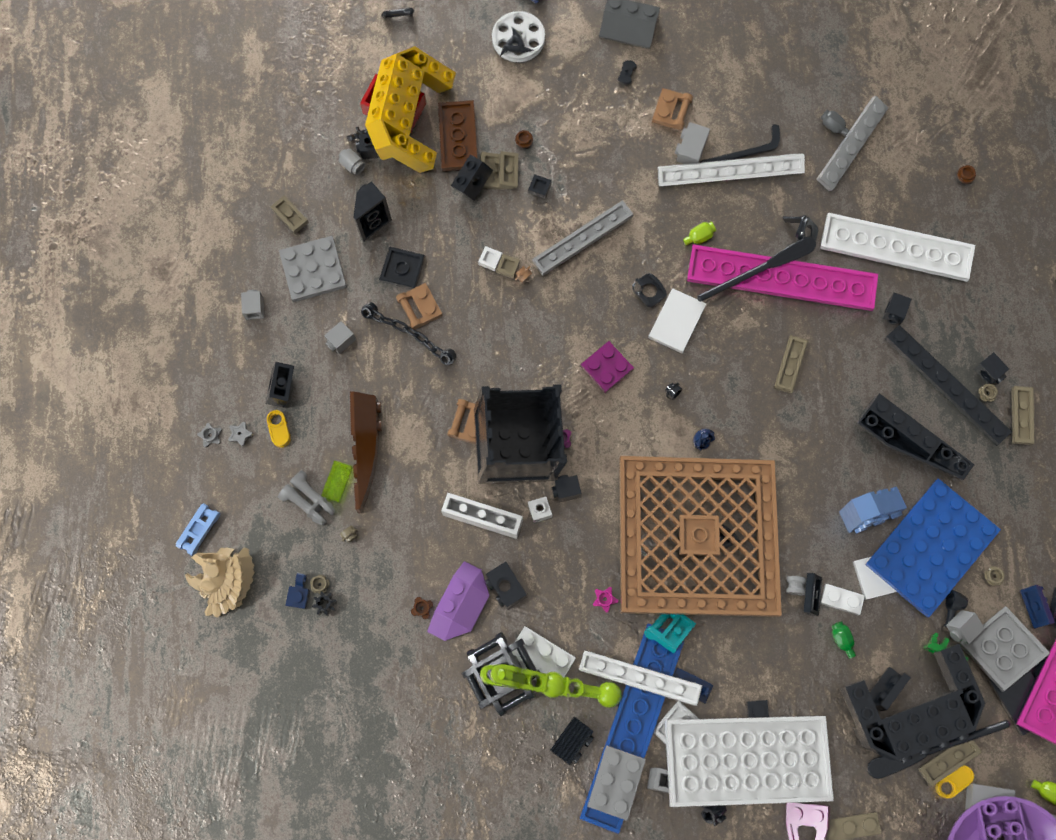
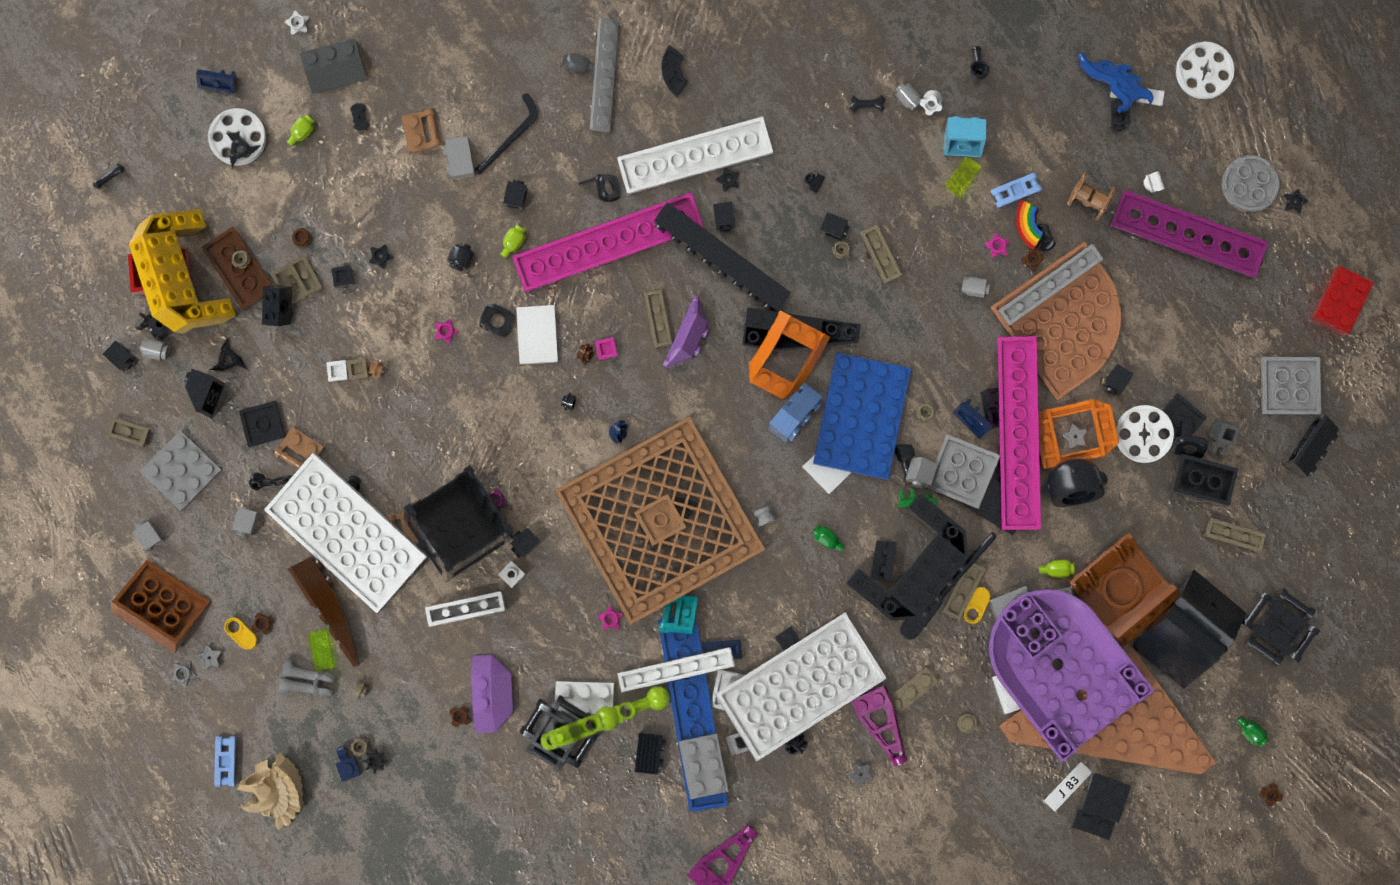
camera: 30 degrees left, 10 degrees up
(225, 367) = (159, 606): none -> dark orange slope
(279, 384) = (219, 595): black brick -> none
(301, 435) = (267, 623): none -> reddish brown plate
(320, 151) = (119, 356): none -> black brick
(407, 194) = (225, 350): none -> black piece
(418, 393) = (345, 532): none -> white plate
(464, 122) = (241, 254): none -> dark tan plate
(504, 574) = (532, 657): black brick -> none
(574, 57) = (301, 129): none -> lime plant
(580, 183) = (380, 251): none -> black plate
(582, 238) = (409, 304): light grey plate -> none
(600, 271) = (445, 326): none -> dark pink plate
(607, 367) = (498, 412): magenta plate -> none
(647, 222) = (460, 257): none -> black head
(710, 357) = (585, 353): none -> reddish brown plate
(723, 198) = (515, 195): none -> black brick
(731, 169) = (507, 163): white plate -> none
(731, 363) = (606, 348): none -> dark pink plate
(791, 253) = (602, 219): black piece -> none
(810, 392) = (689, 335): none -> medium lavender wedge
(812, 594) = (782, 515): black tile -> none
(842, 599) = (809, 505): white plate -> none
(877, 340) = (722, 257): none -> black brick
(912, 171) = (672, 71): none -> black tile
(915, 437) = (797, 331): none -> orange wedge
(916, 277) = (723, 179): none -> black plate
(948, 385) = (803, 261): black plate -> none
(966, 174) = (721, 48): reddish brown plate -> none
(992, 322) = (813, 181): none -> black plate

